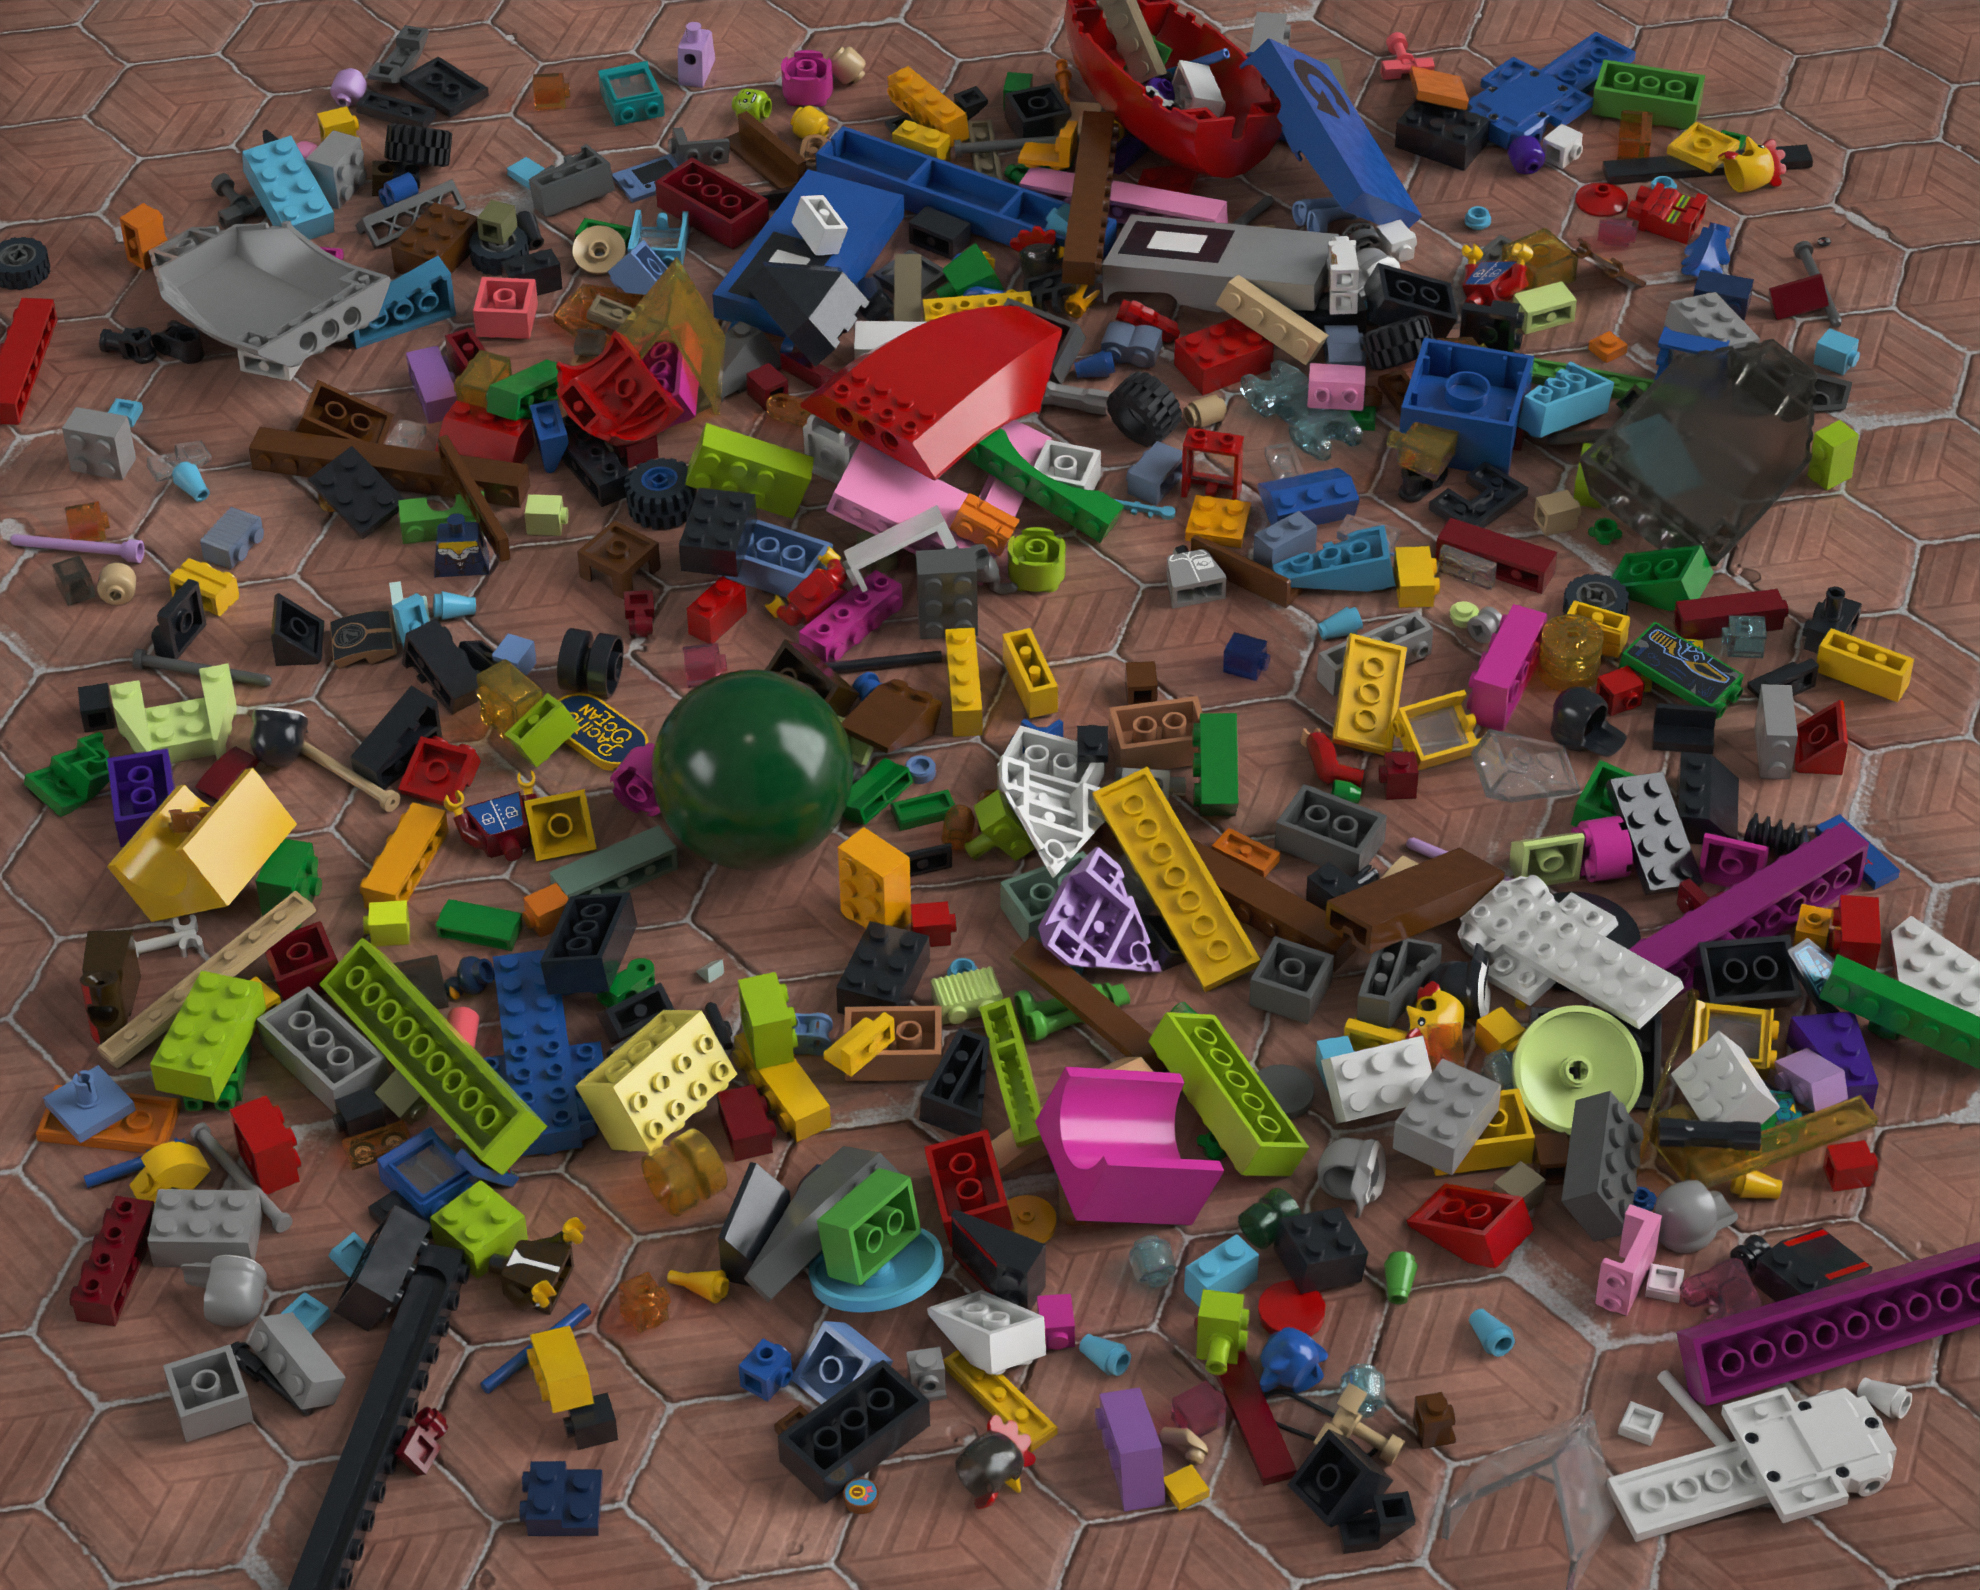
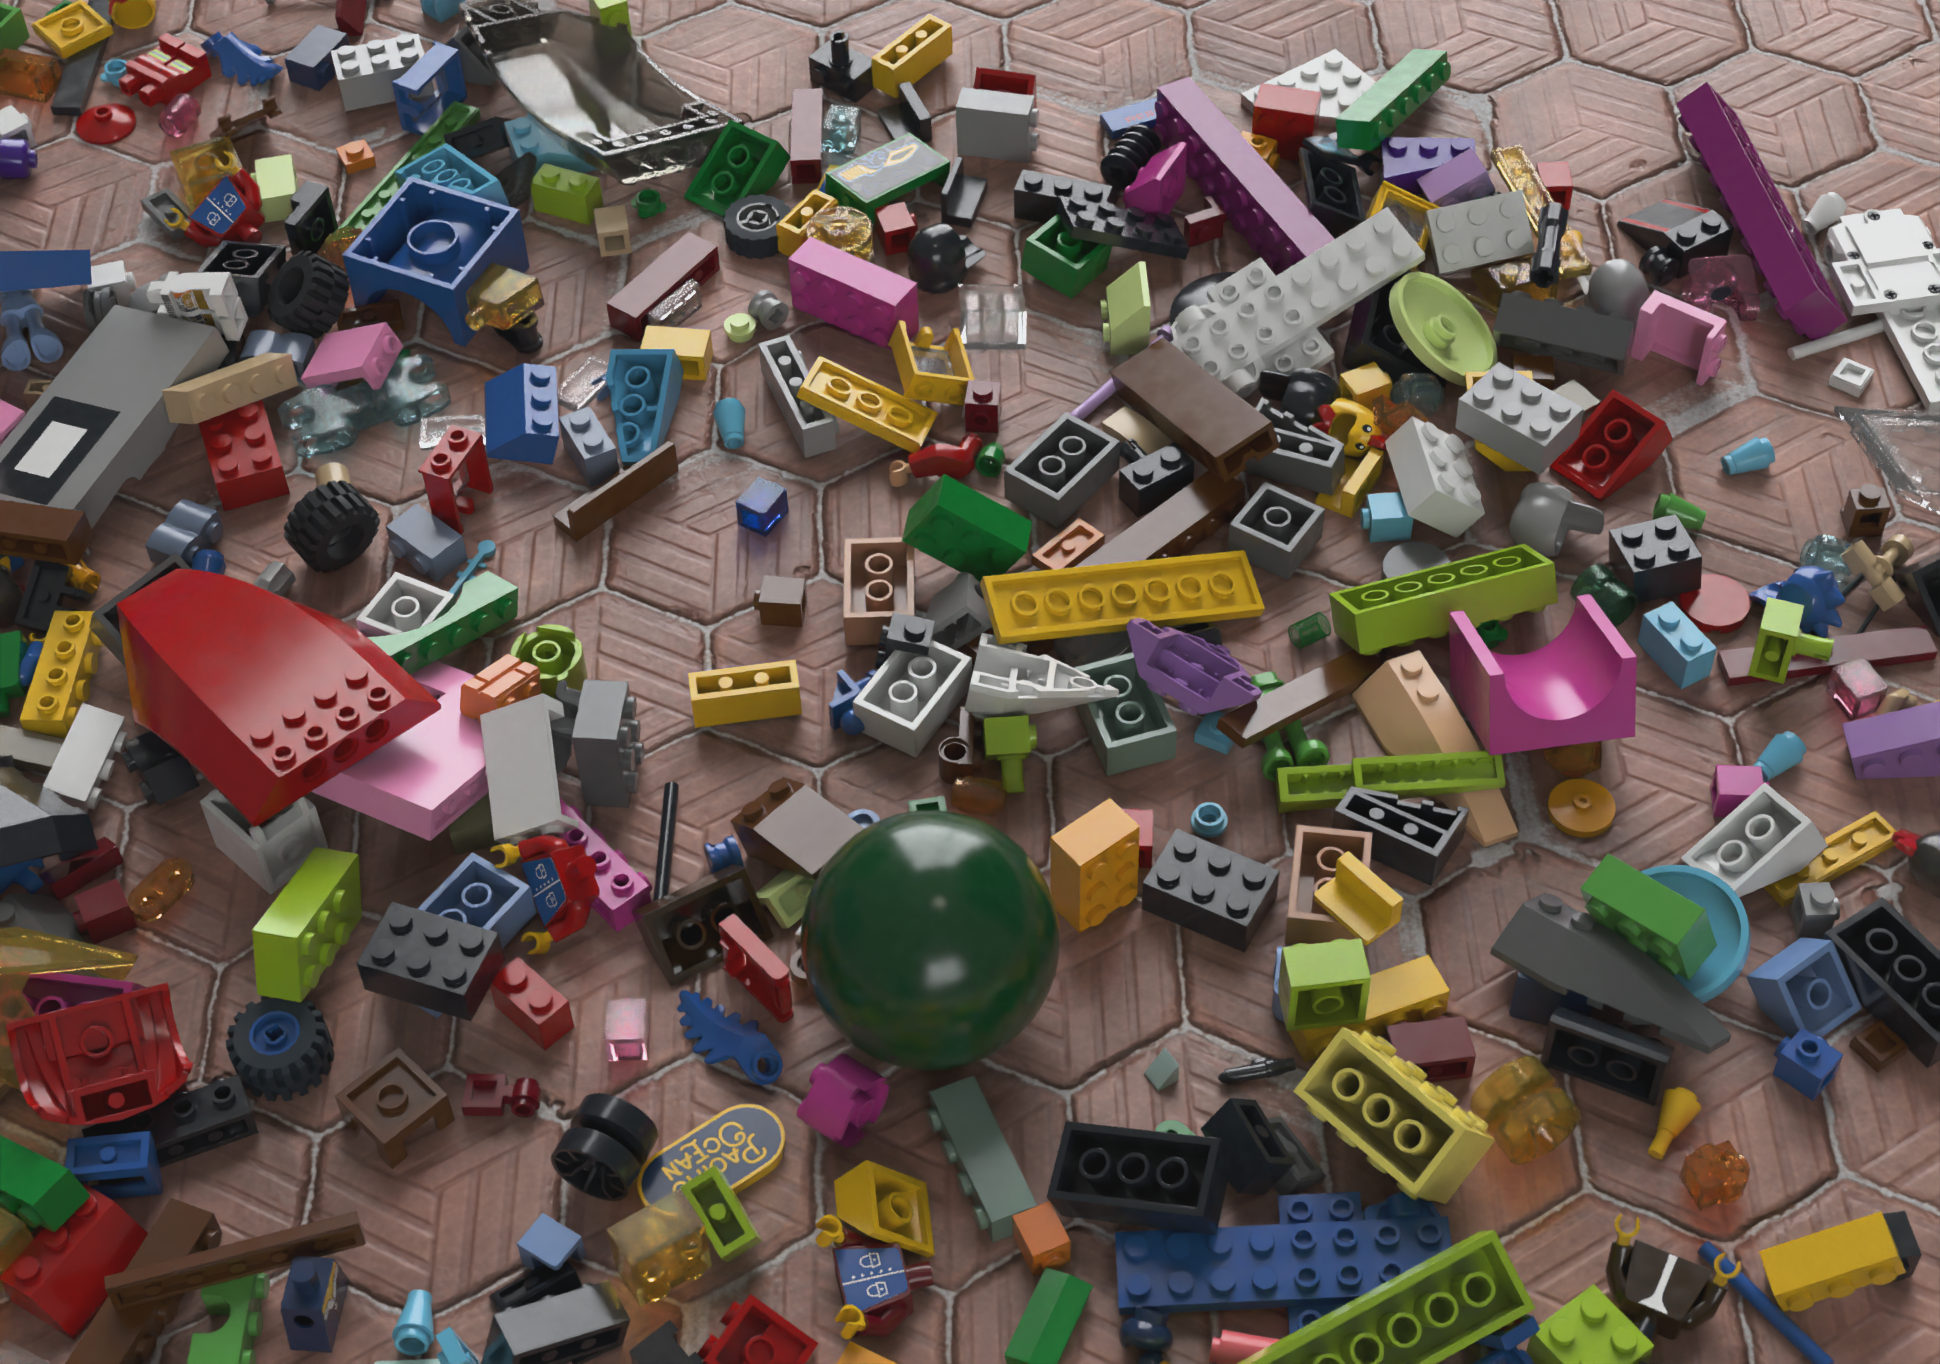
camera: 80 degrees left, 5 degrees up
(545, 515) = (267, 1193): yellowish green brick -> none
(930, 859) = (1019, 827): black slope -> none
(964, 682) = (733, 759): yellow brick -> none
(964, 994) = (1253, 816): yellowish green brick -> none
(968, 1180) = (1556, 836): red brick -> none
(999, 1259) = (1675, 818): black slope -> none
(1138, 315) = (146, 517): red rock -> none
(1152, 1261) = (1658, 700): clear light blue head -> none
(1193, 577) = (615, 534): light grey torso -> none
(1218, 520) = (520, 505): light orange plate -> none
(1477, 218) = (96, 217): medium azure plate -> none
(1497, 496) = (585, 288): black plate -> none
(1605, 849) = (1125, 251): dark pink brick -> none

